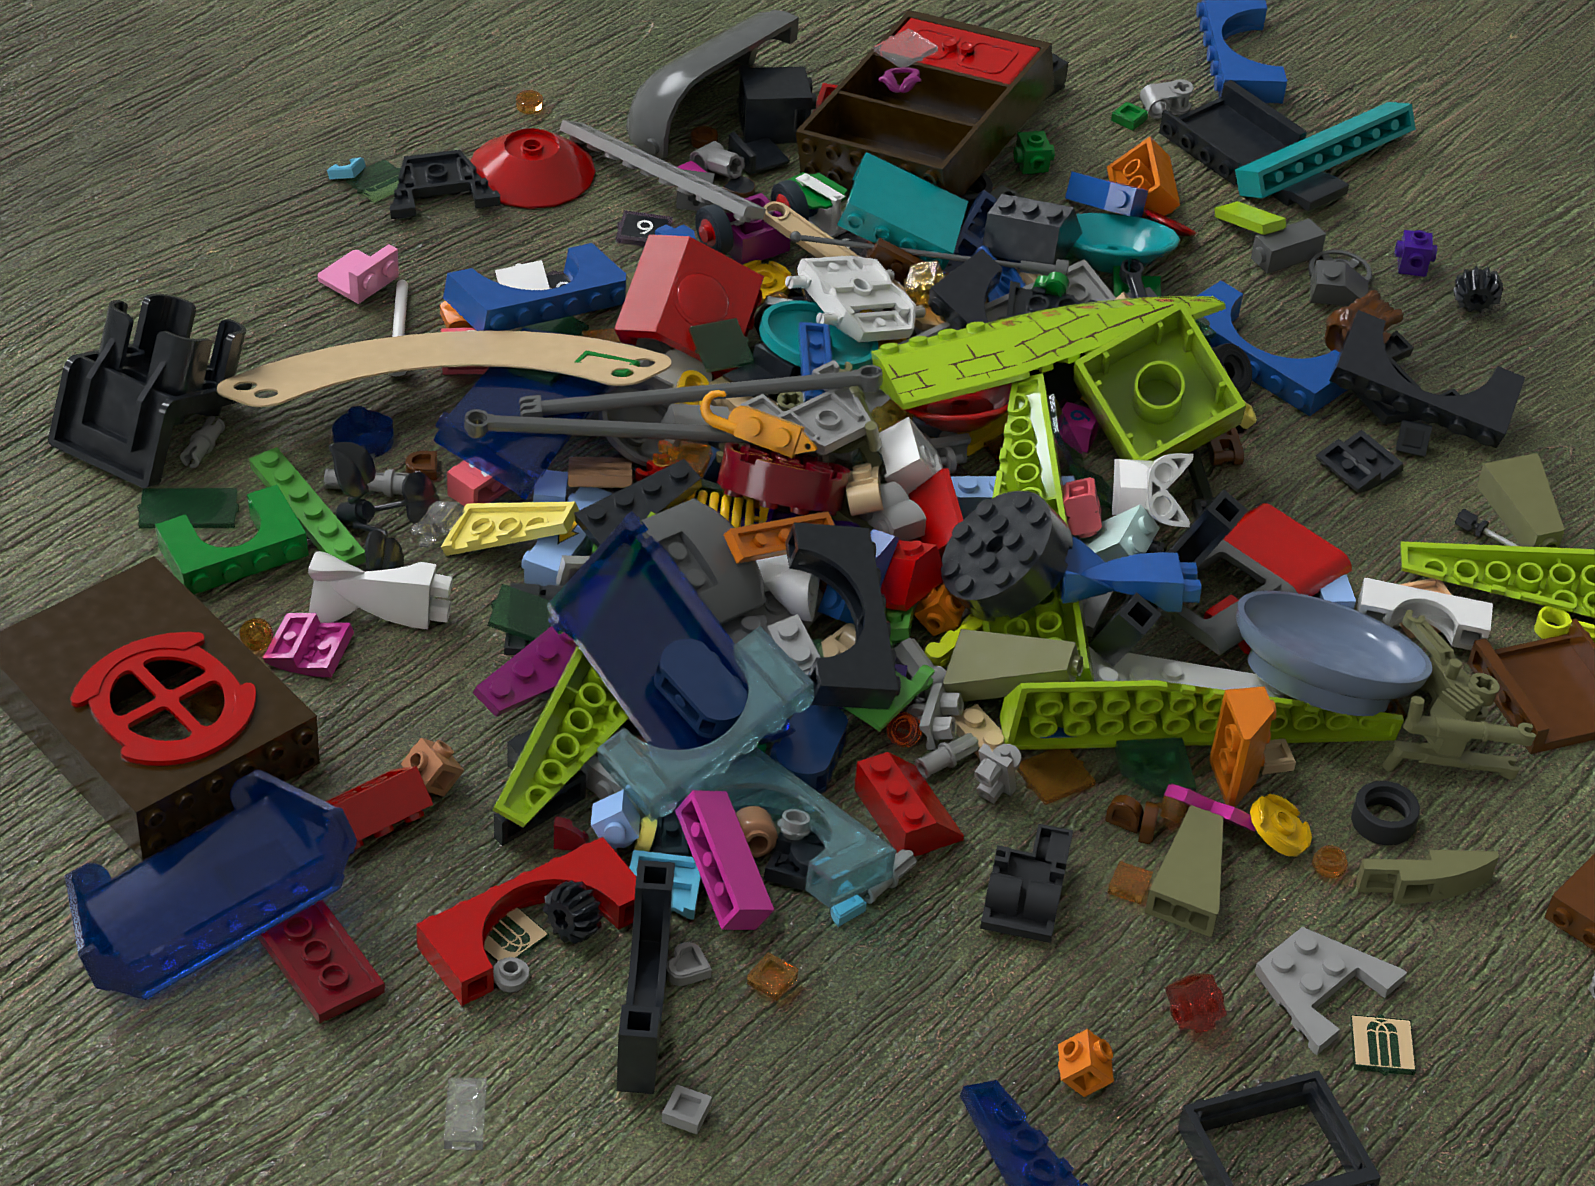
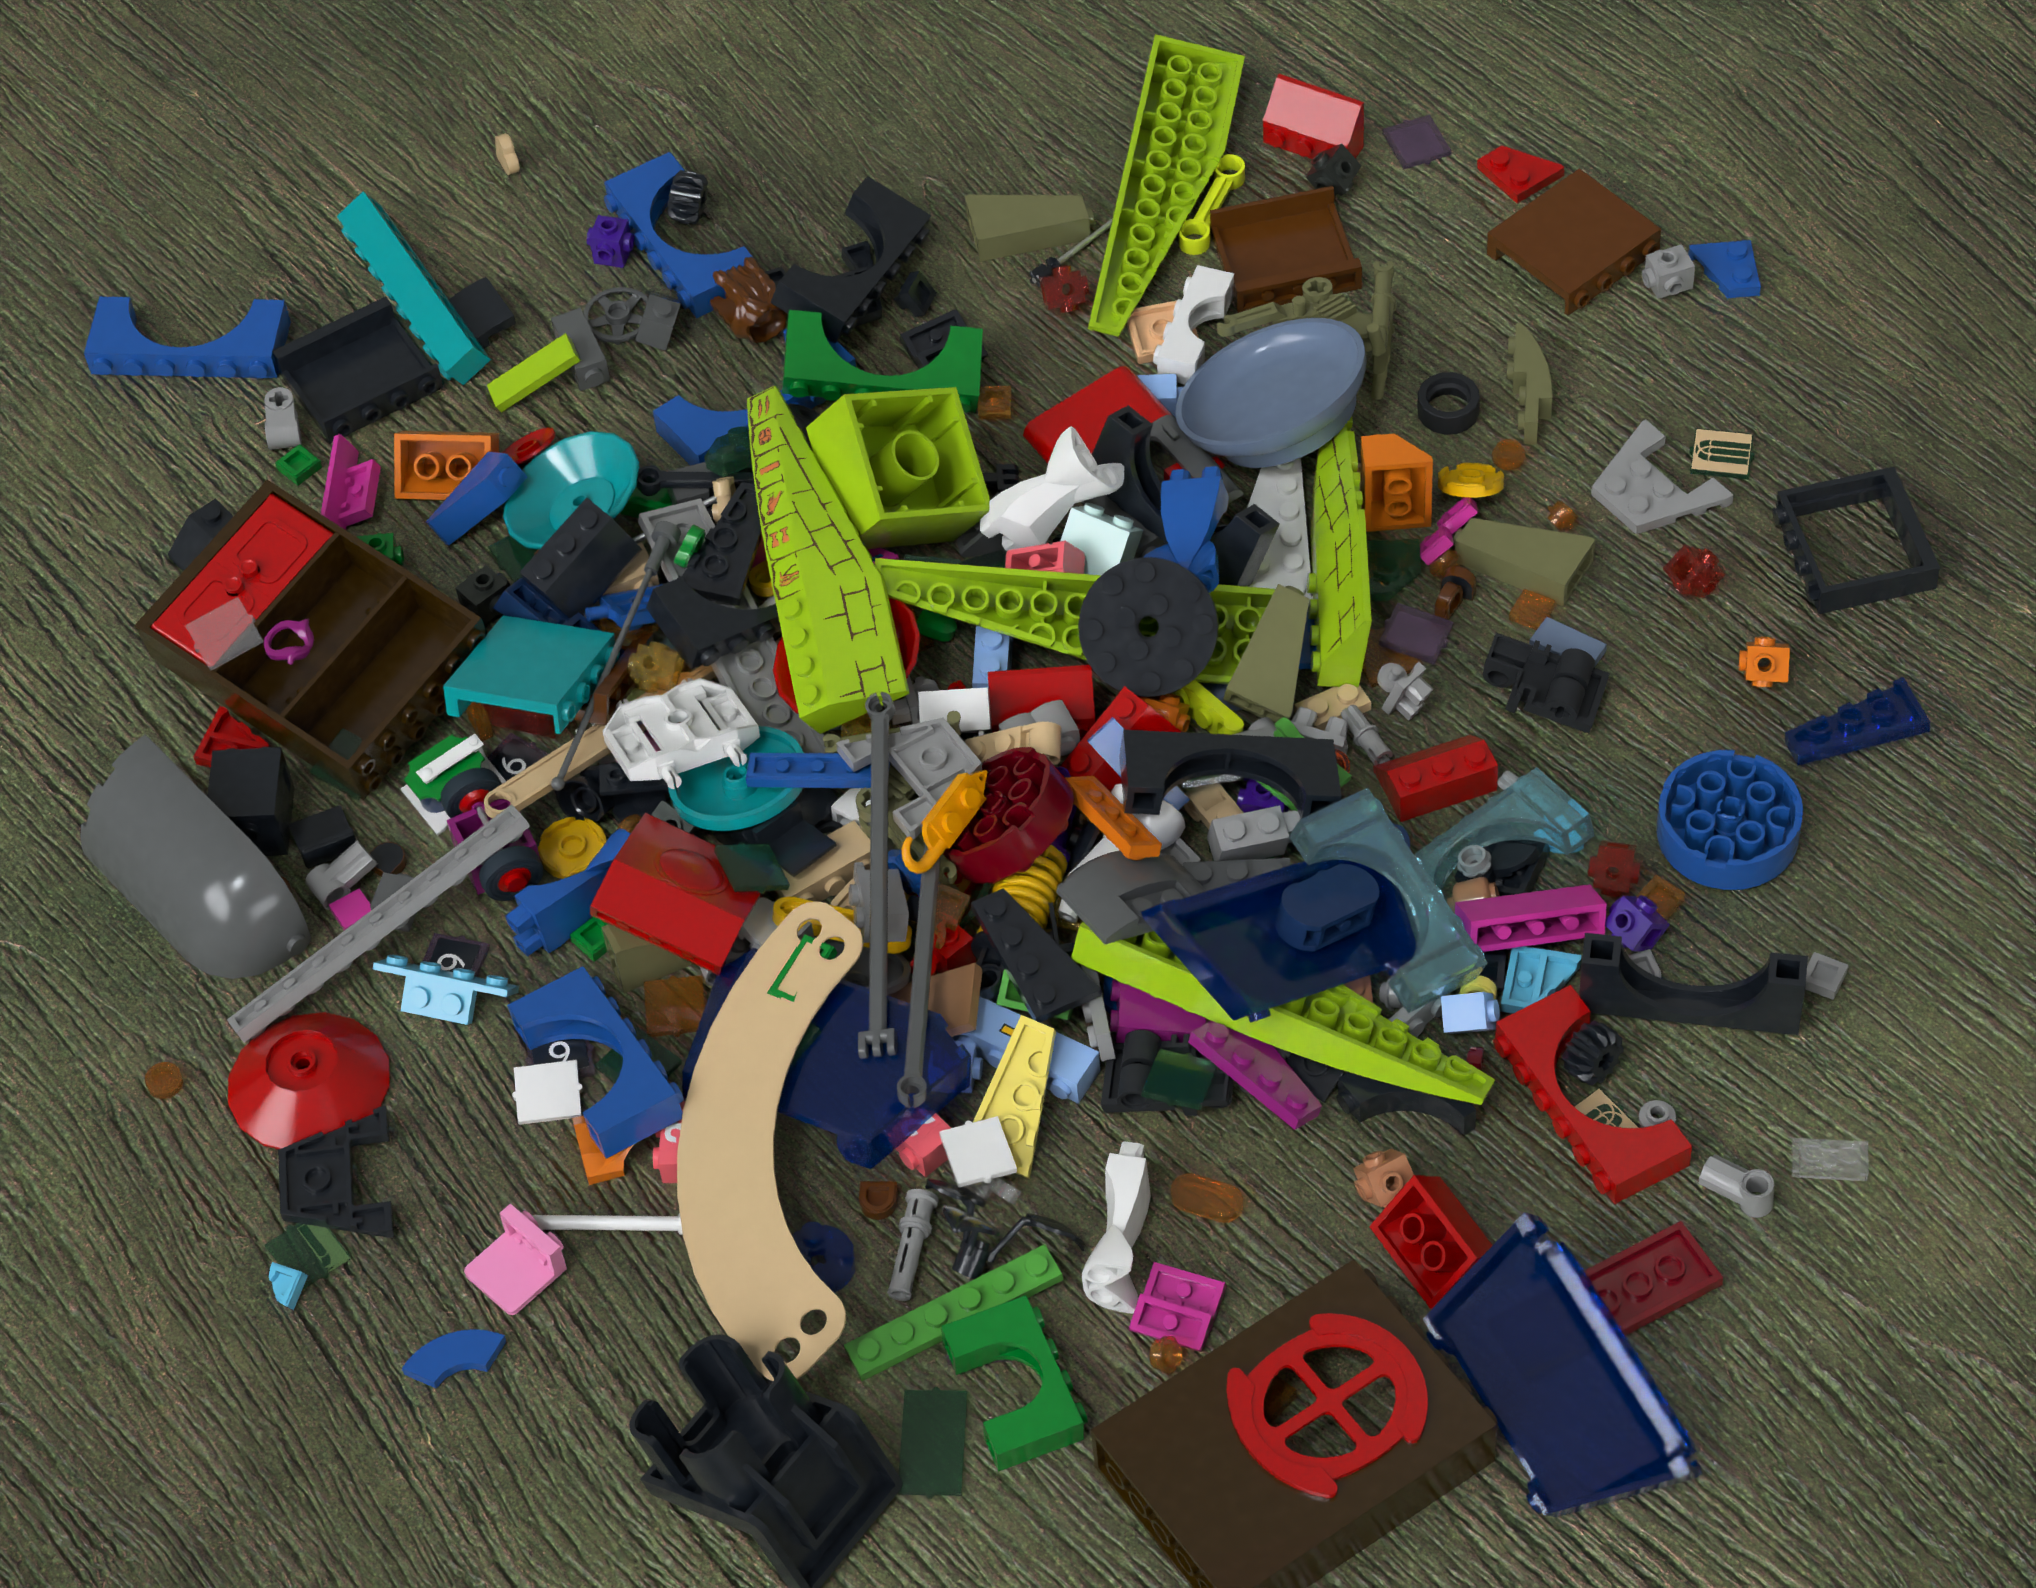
camera: 75 degrees left, 10 degrees up
(283, 252) = (454, 1353): none -> blue tile
(421, 660) = (1206, 1197): none -> clear orange tile
(427, 1032) = (1738, 1184): none -> light grey piece
(452, 502) = (978, 1151): none -> white piece
(615, 218) = (441, 992): none -> medium azure bracket
(733, 949) = (1636, 922): none -> dark purple brick
(801, 932) = (1619, 856): none -> clear red brick
(869, 1025) = (1729, 820): none -> blue brick
(1082, 793) = (1416, 633): none -> clear purple piece
(1089, 910) = (1564, 637): none -> sand blue tile
(1099, 133) = (349, 487): none -> dark pink bracket
(1256, 901) = (1561, 515): none -> clear orange plate
(1298, 494) = (995, 402): none -> clear orange plate
(1309, 457) = (818, 371): none -> green arch
(1442, 273) = (641, 199): none -> blue arch
(1445, 524) = (1052, 289): none -> clear red brick
(1498, 191) = (506, 154): none -> tan tile

